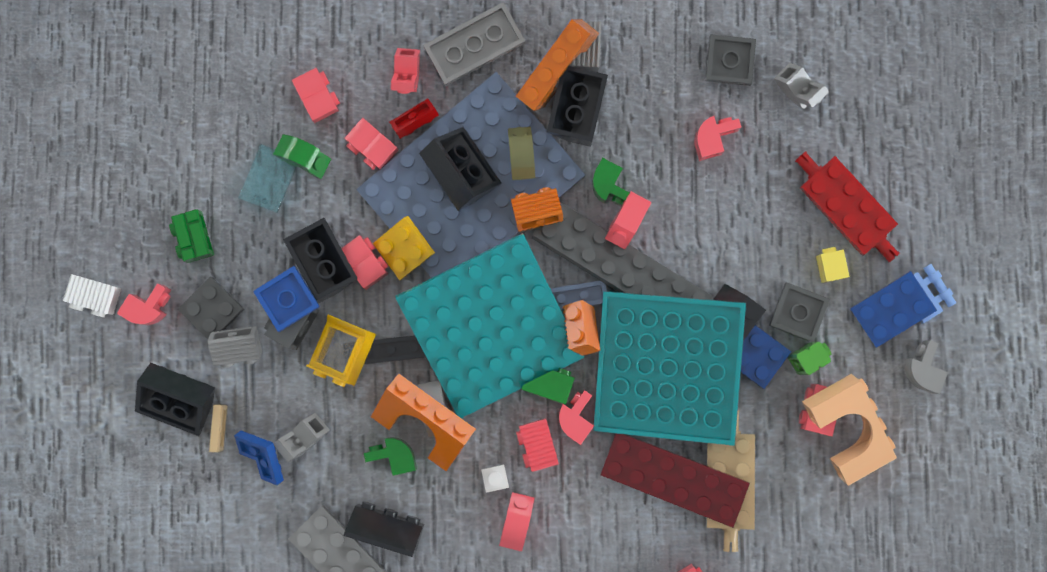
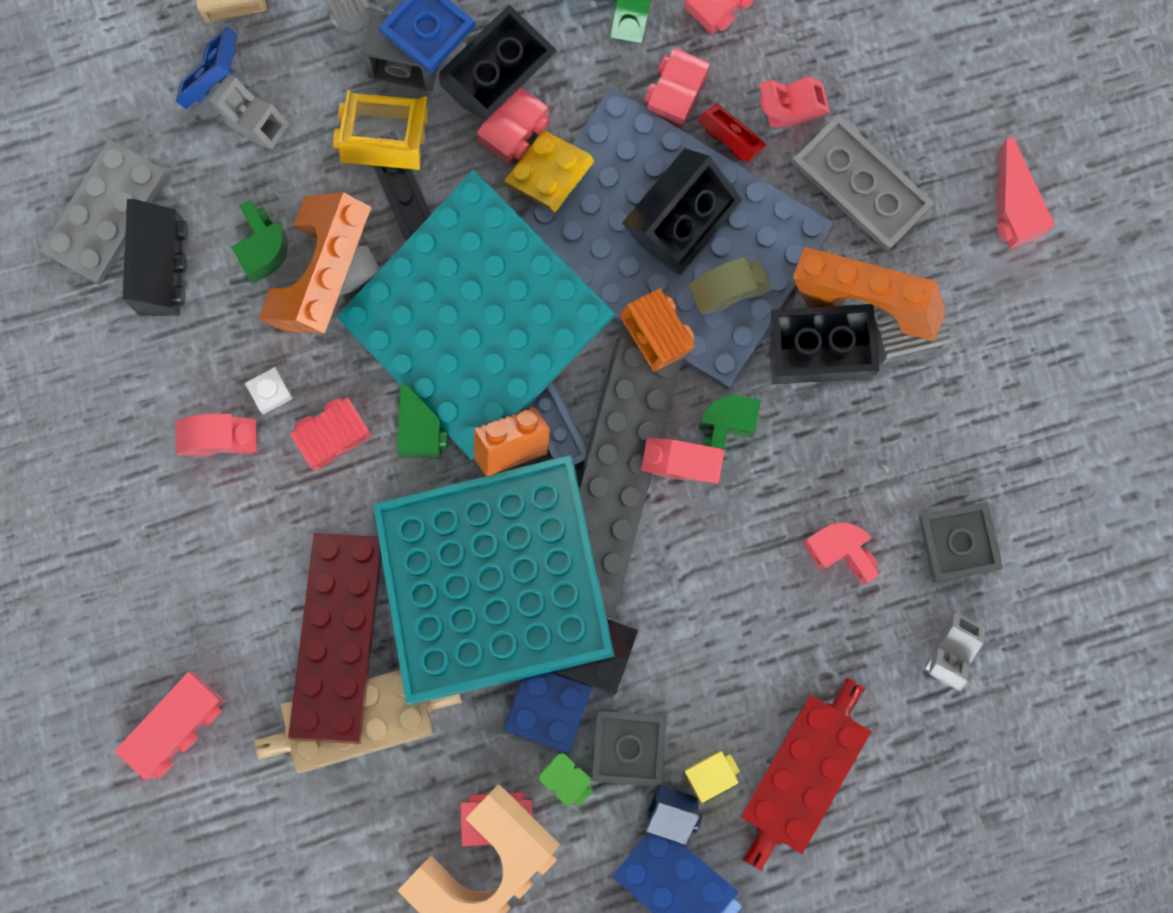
camera: 65 degrees right, 5 degrees down
(570, 420) = (377, 468): coral brick -> none
(850, 297) = (672, 814): none -> brick

